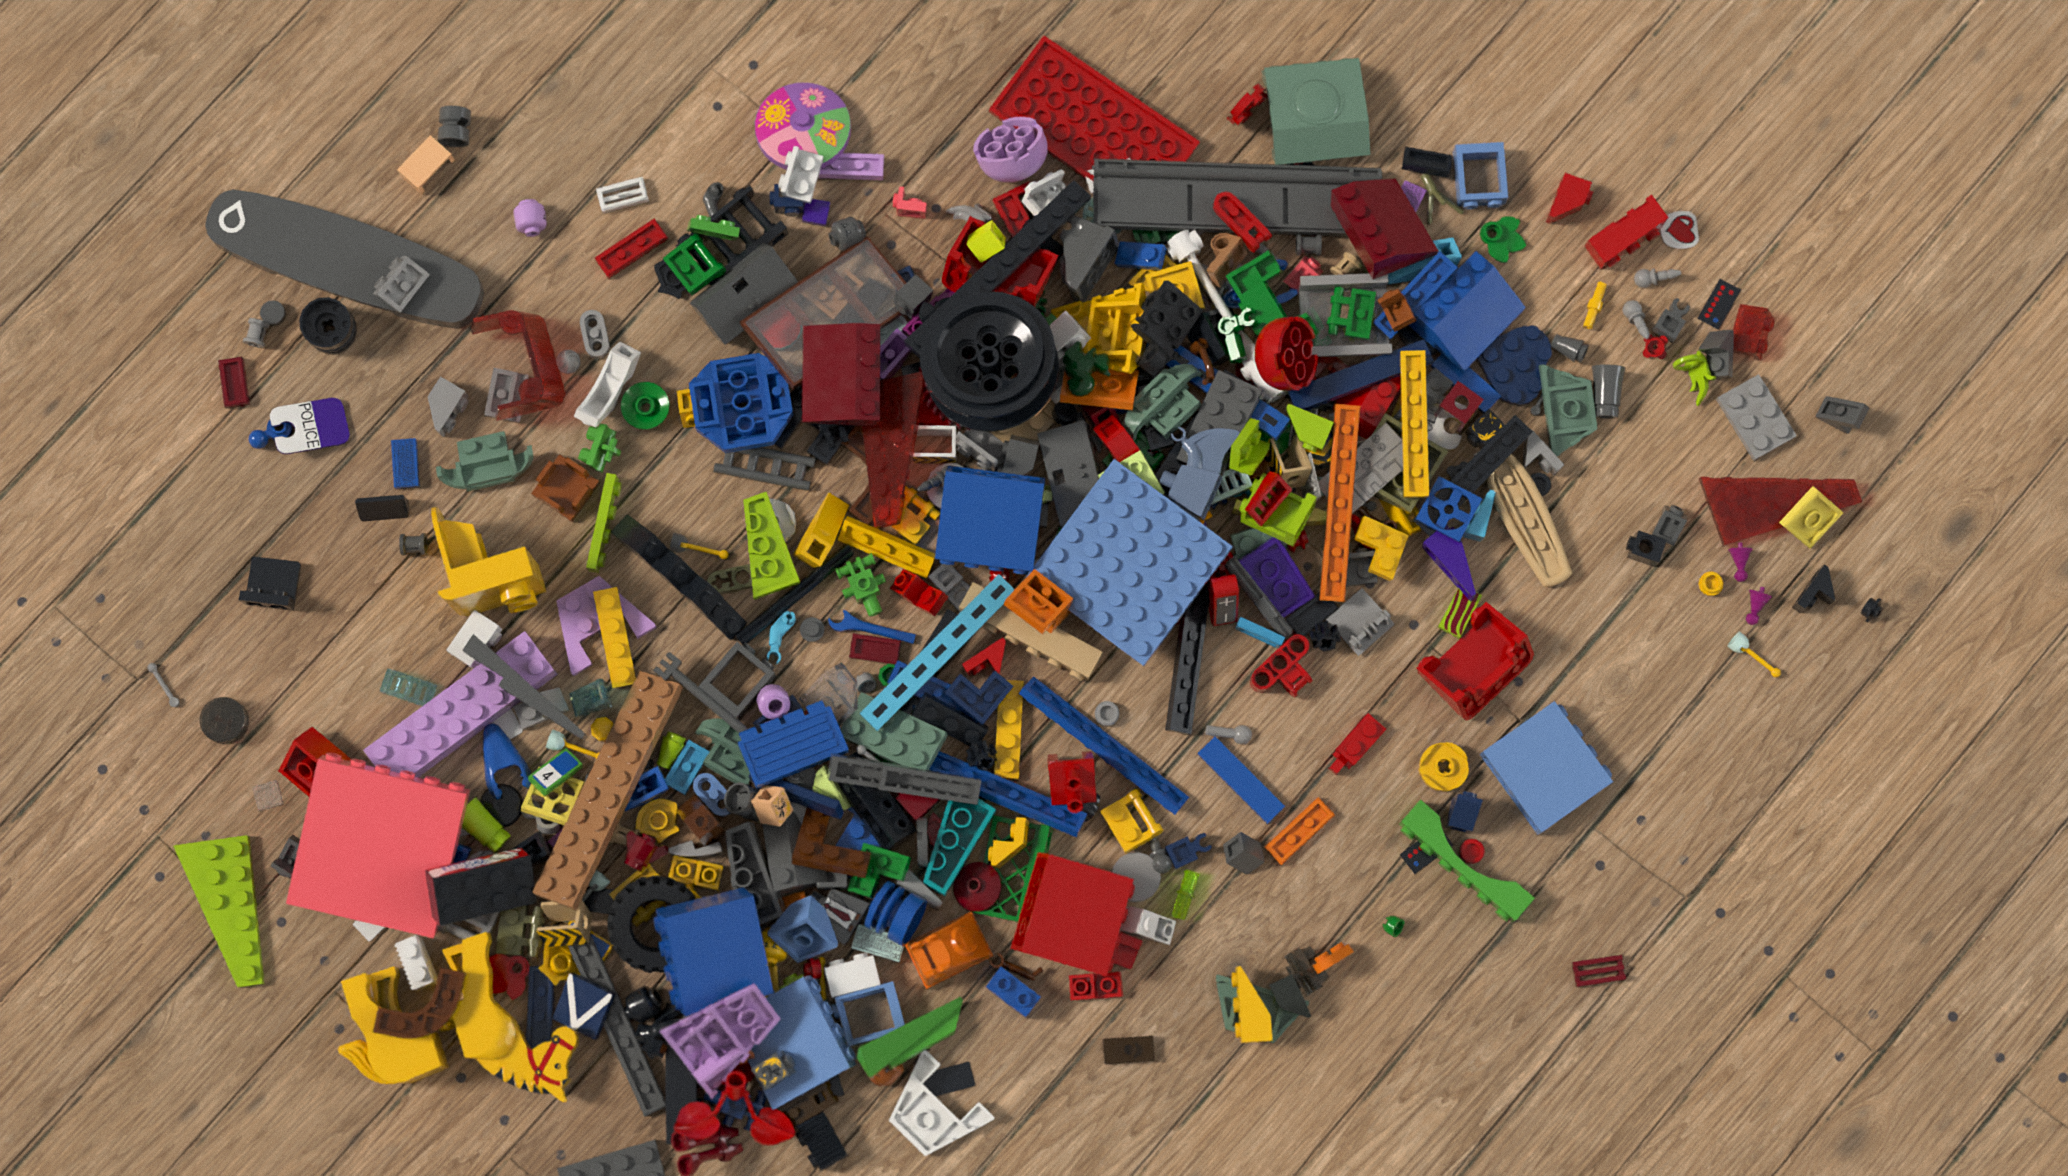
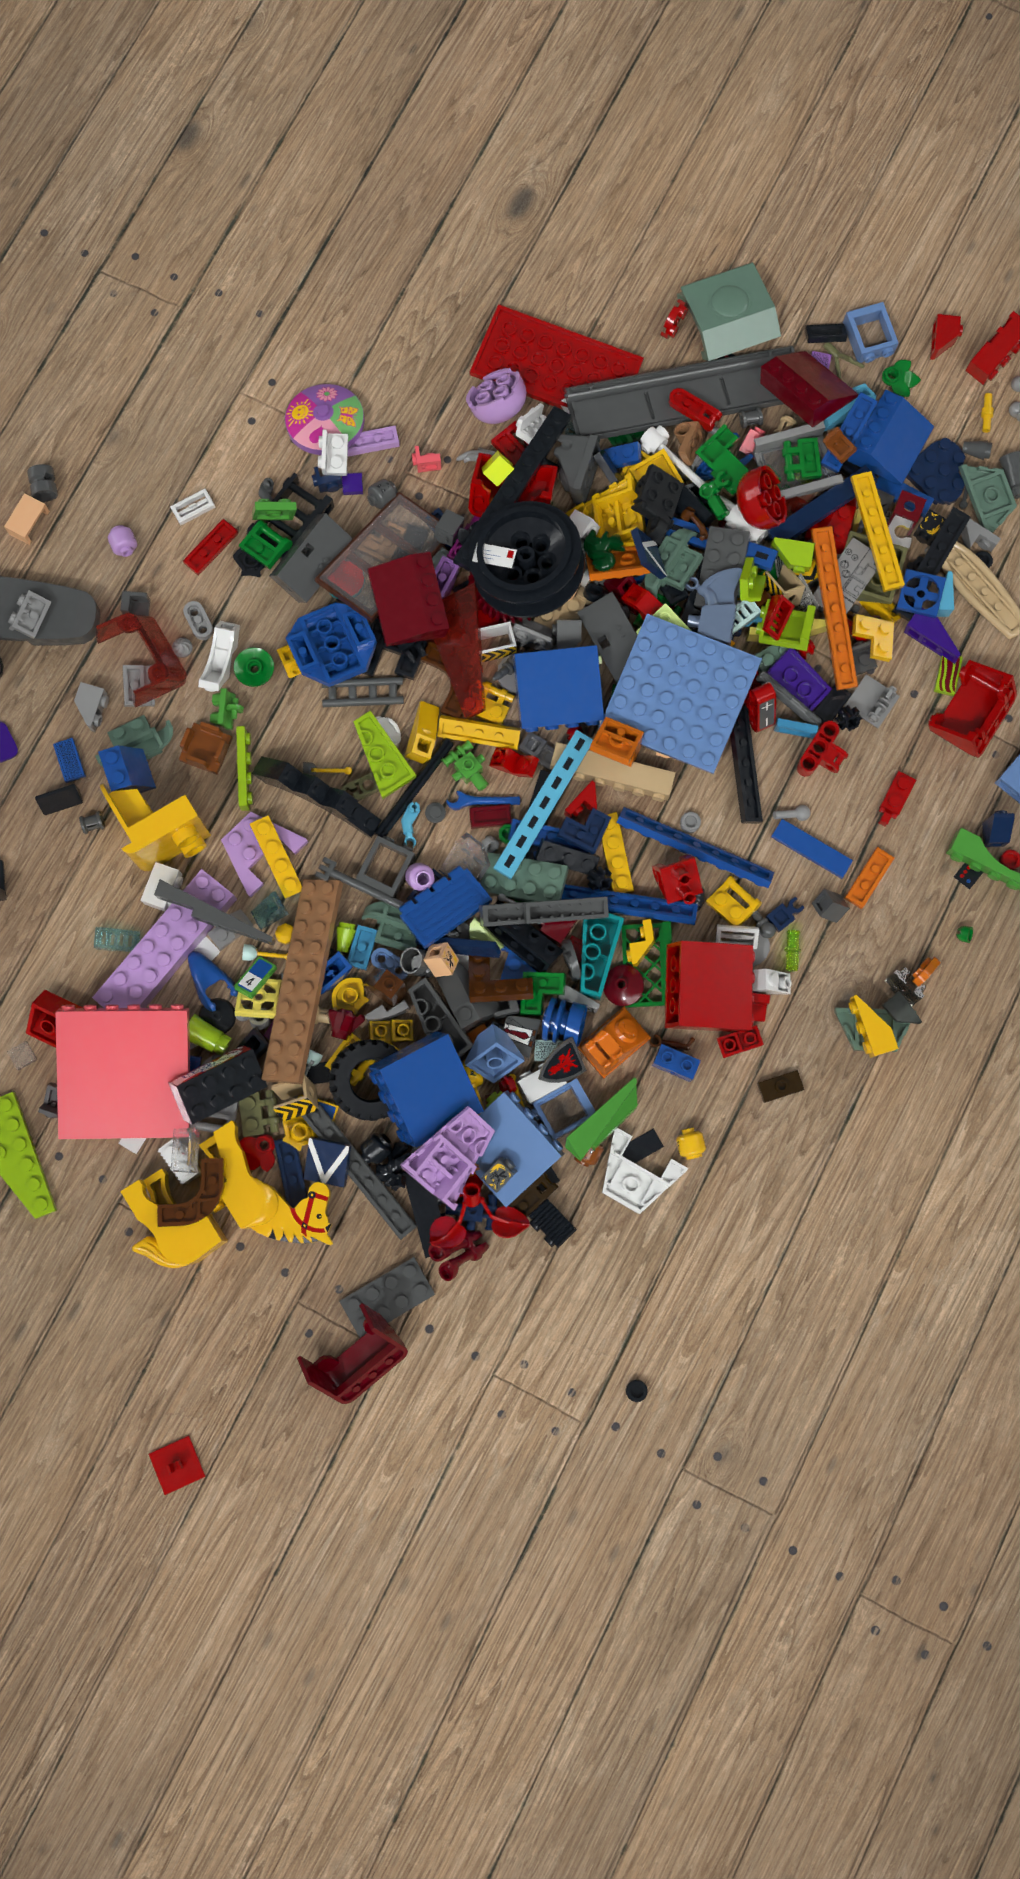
camera: 15 degrees left, 0 degrees up
(425, 952) = (185, 1150): none -> clear slope
(467, 496) = (127, 769): none -> blue slope
(526, 297) = (135, 603): none -> dark grey panel
(879, 961) = (562, 1063): none -> shield
(955, 351) = (497, 555): none -> white sticker
(1006, 1090) = (691, 1143): none -> yellow head
(1120, 267) = (608, 467): none -> black tile
(1123, 862) = (732, 928): none -> white tile
(1134, 388) = (648, 553): none -> dark blue tile
(1457, 764) = (980, 794): yellow plate -> none

